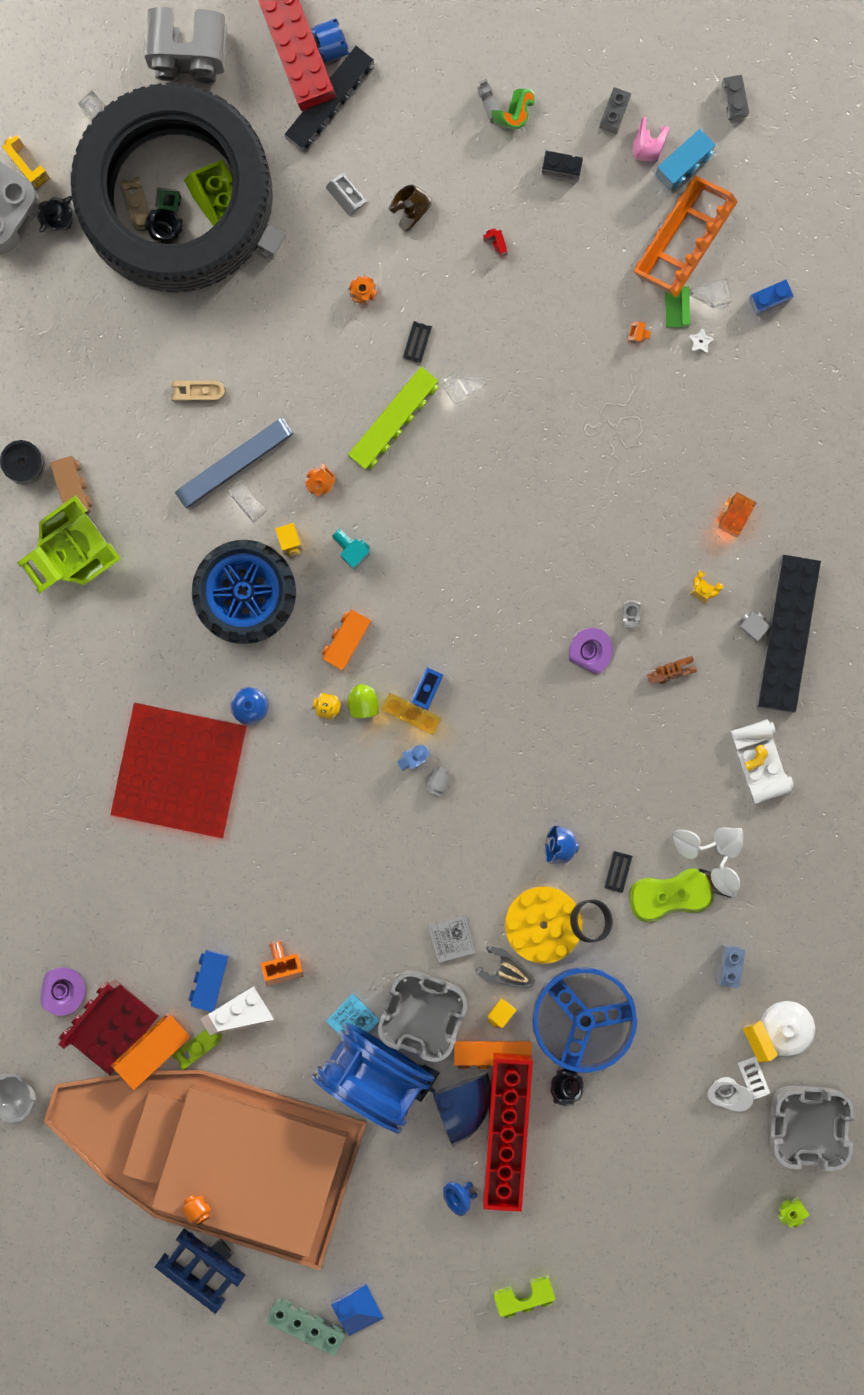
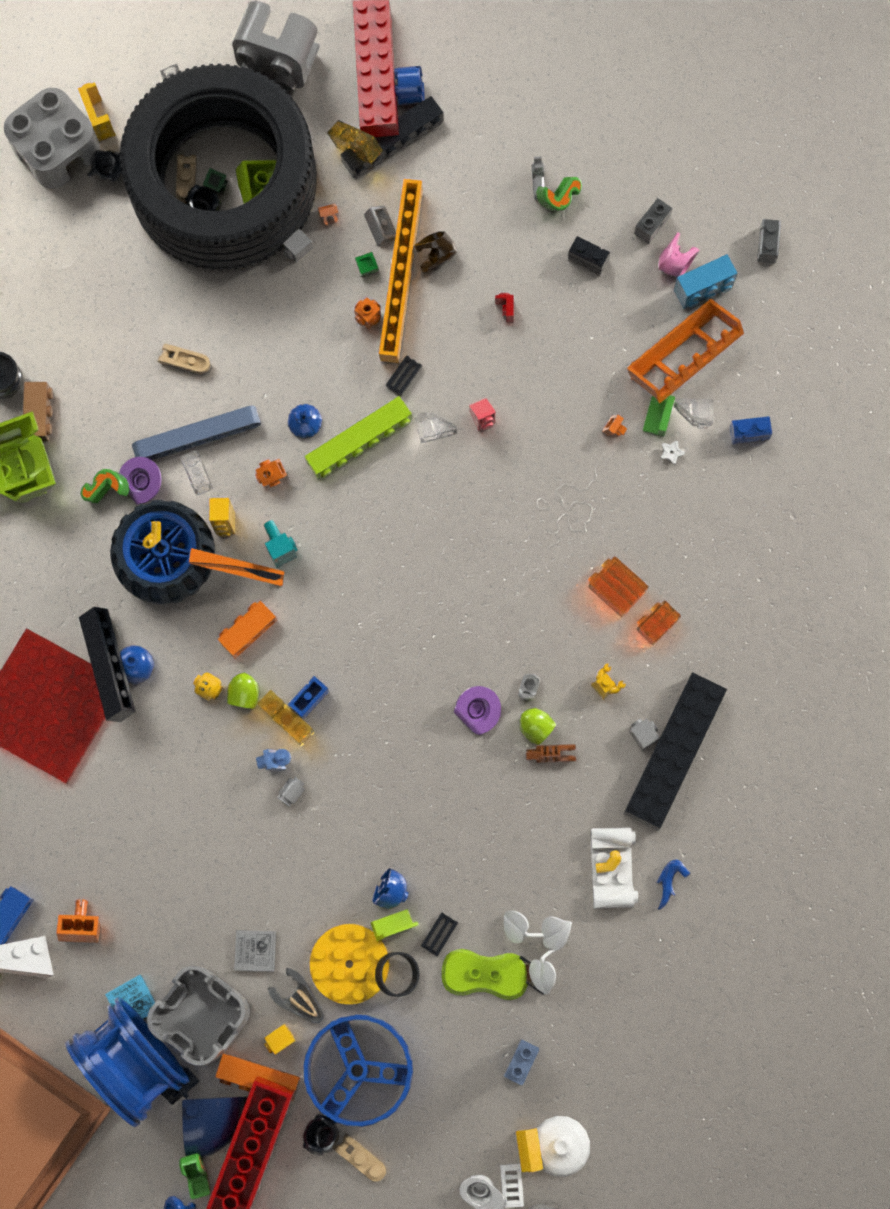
camera: 20 degrees right, 10 degrees down
(159, 541) = (101, 485): none -> bright green animal
(196, 524) = (143, 479): none -> medium lavender hat
(225, 715) = (107, 664): none -> black brick
(234, 583) = (154, 536): none -> yellow arm
(290, 115) = (363, 144): none -> clear yellow arch
(290, 195) = (328, 210): none -> orange tile
(320, 585) = (236, 567): none -> orange sticker
(338, 424) = (304, 427): none -> blue hair
(345, 239) = (366, 264): none -> green plate
(382, 236) = (401, 271): none -> light orange brick
(465, 1158) = (197, 1176): none -> bright green animal
(507, 359) = (483, 414): none -> coral slope
(573, 877) = (392, 925): none -> lime panel
(609, 1096) = (361, 1159): none -> tan plate
(650, 649) = (536, 725): none -> lime piece
(687, 490) = (617, 586): none -> clear orange brick
(813, 755) = (666, 878): none -> blue piece

